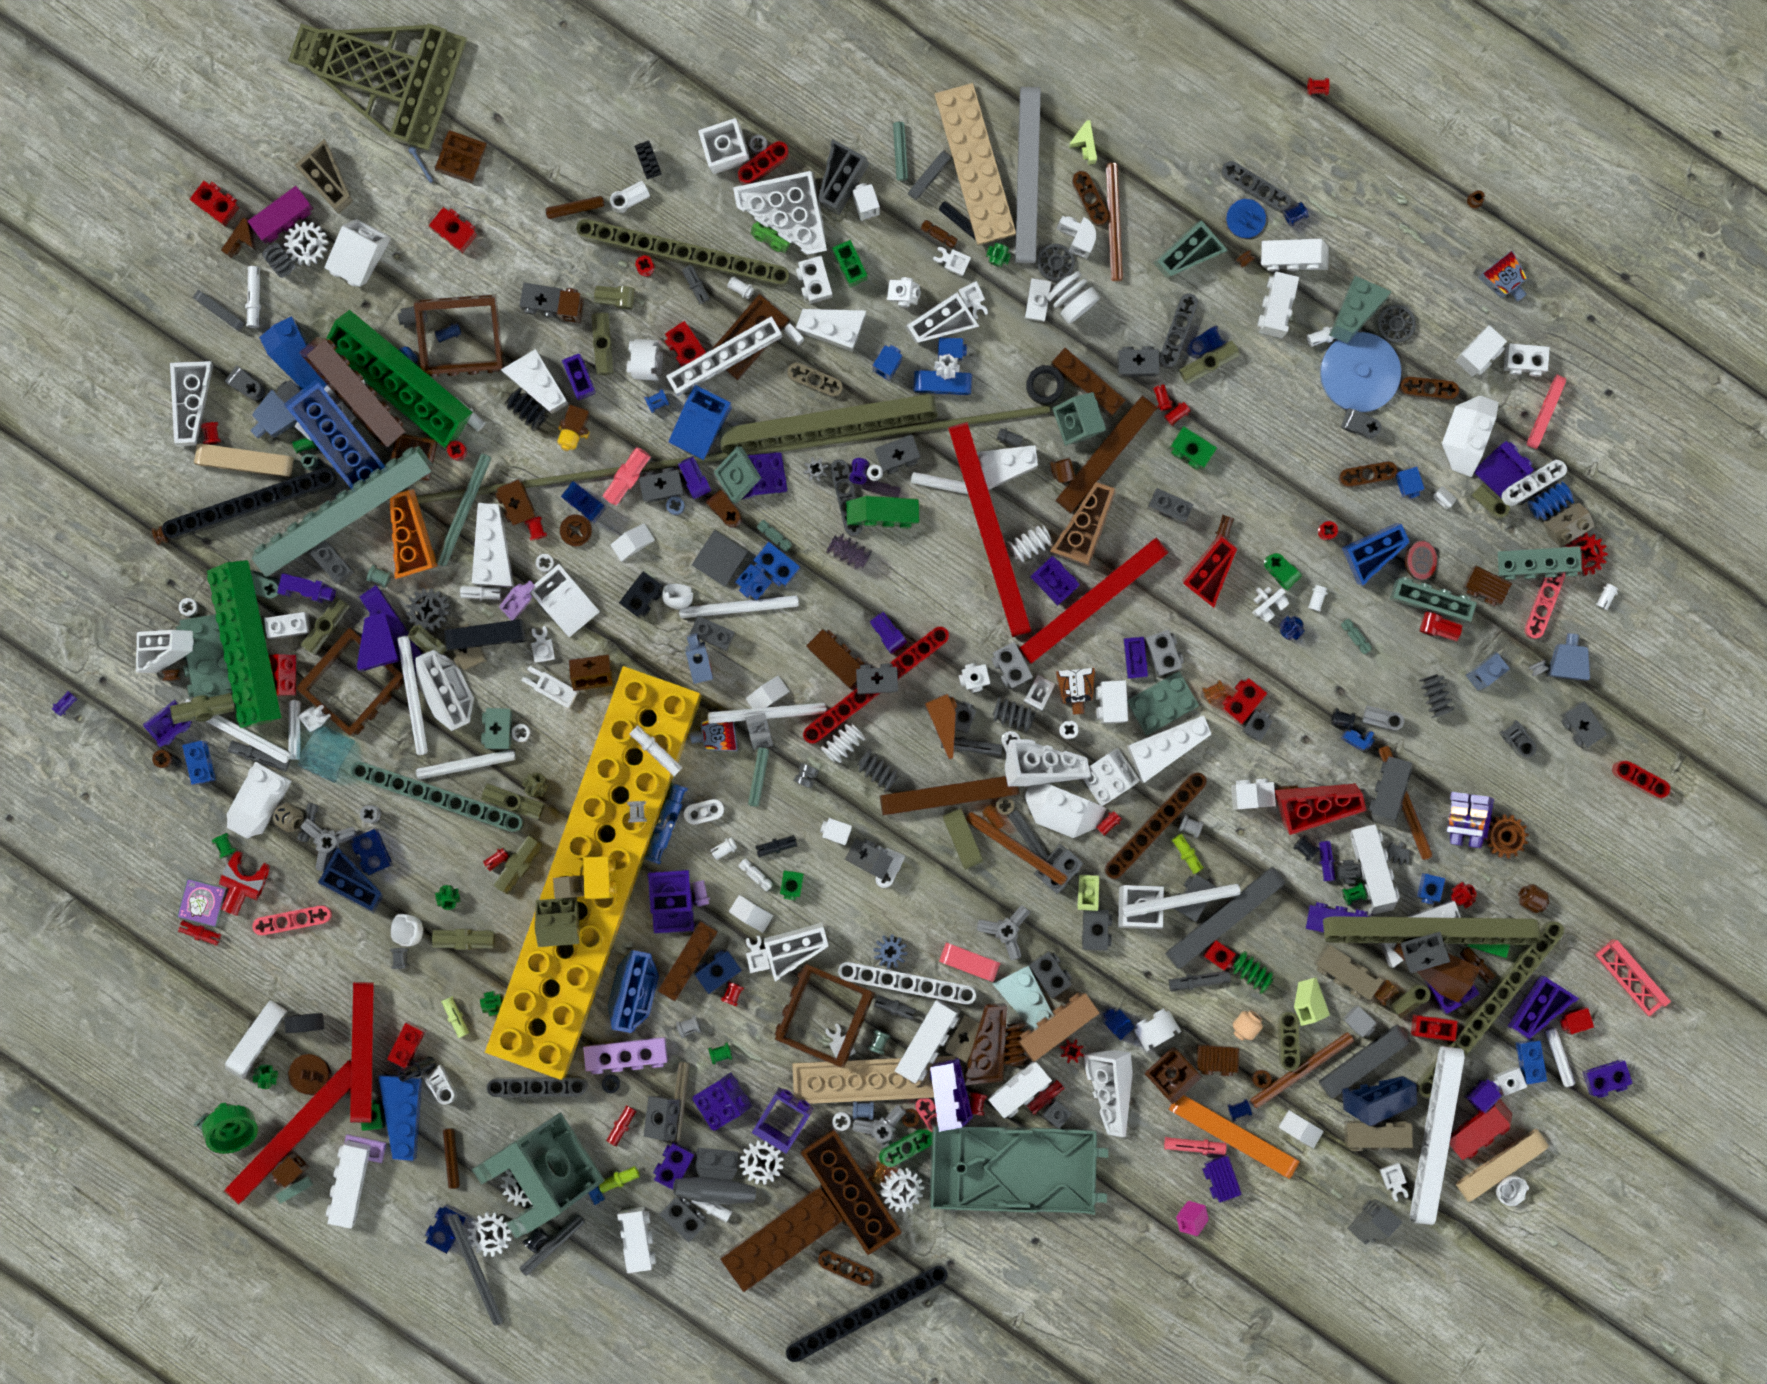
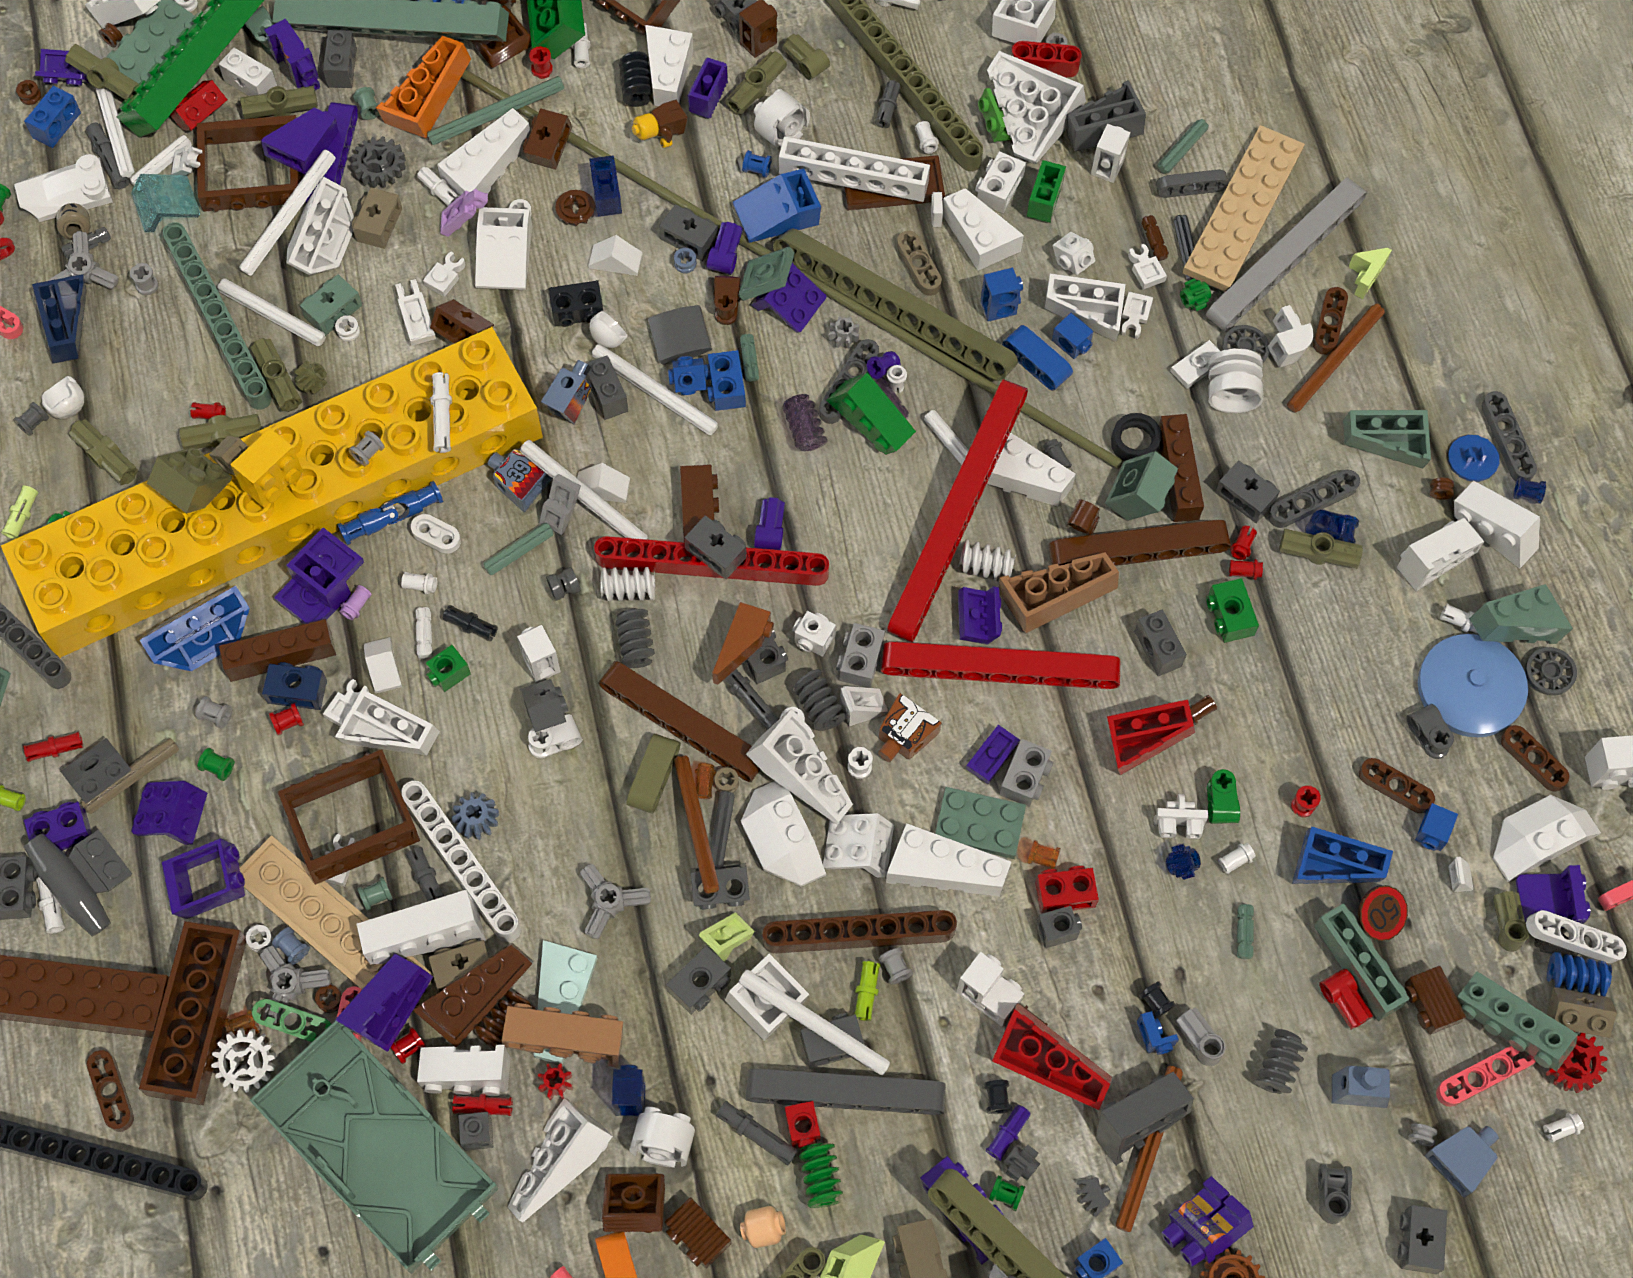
camera: 45 degrees right, 20 degrees down
(377, 849) = (114, 313): clear blue brick -> none
(425, 640) = (348, 178): olive piece -> none
(447, 897) = (129, 403): green gear -> none
(485, 635) = (406, 214): black beam -> none
(535, 528) = (541, 176): red bush -> none
(615, 1079) = (90, 692): black bush -> none
(626, 476) = (665, 196): coral piece -> none
(642, 260) = (857, 55): red bush -> none
(656, 1045) = (101, 656): lavender brick -> none
(689, 343) = (830, 129): red brick -> none
(768, 1173) = (136, 893): white gear -> none
(904, 445) = (927, 371): dark grey brick -> none
(947, 366) = (1054, 337): white gear -> none
(969, 962) = (542, 897): coral beam -> none
(1046, 977) = (603, 982): dark grey brick -> none
(1109, 823) = (813, 889): red pin -> none
(1112, 701) = (929, 769): white brick -> none
(1374, 869) = (1052, 1181): white wedge -> none

